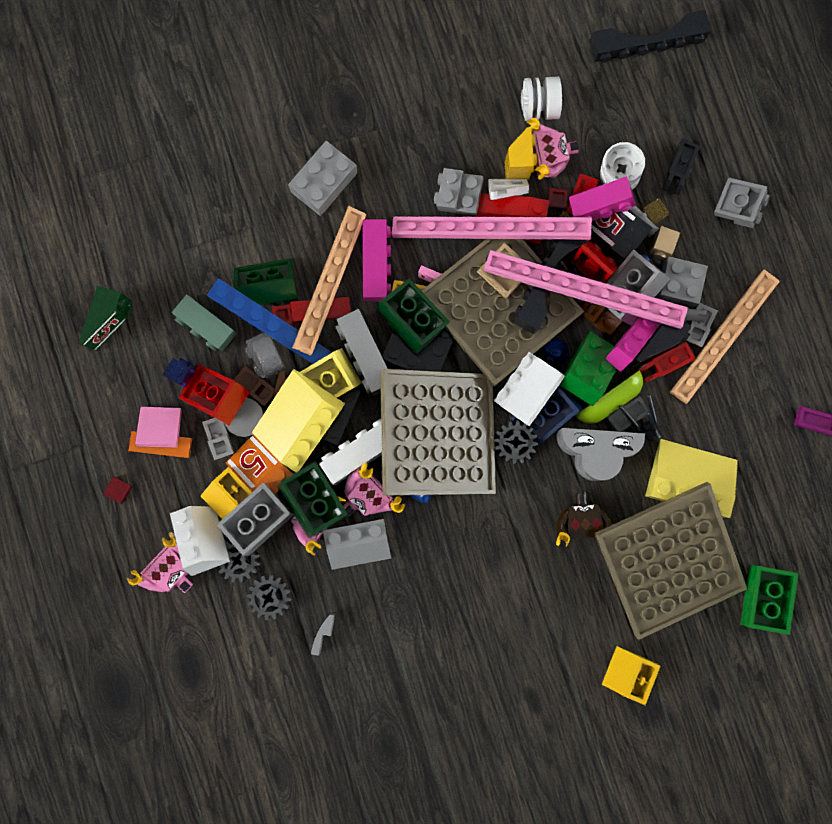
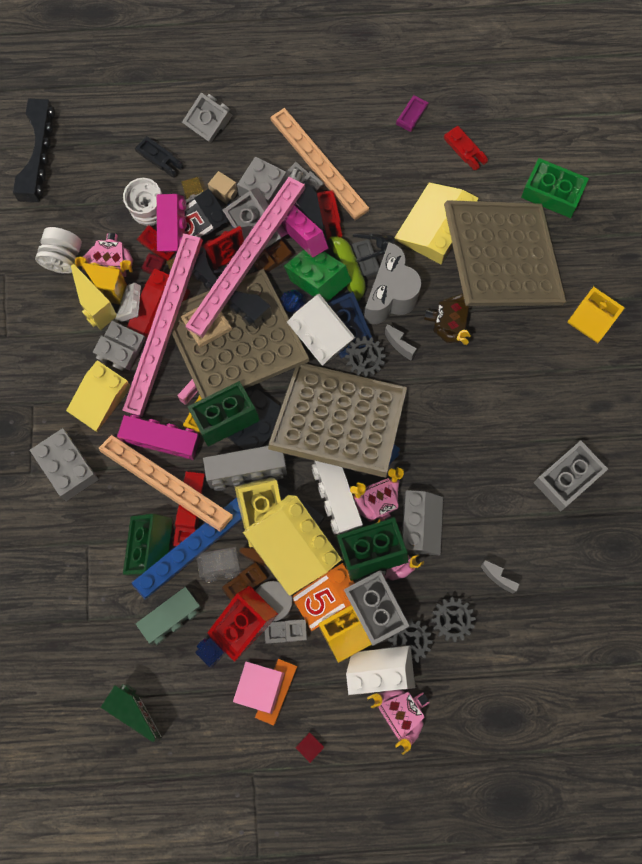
camera: 70 degrees left, 10 degrees down
(401, 188) = (98, 396): none -> light yellow slope
(445, 684) = (570, 475): none -> light grey brick
(492, 153) = (96, 306): none -> light yellow slope
(545, 469) = (395, 338): none -> light grey slope
(792, 488) = (465, 147): none -> red hinge

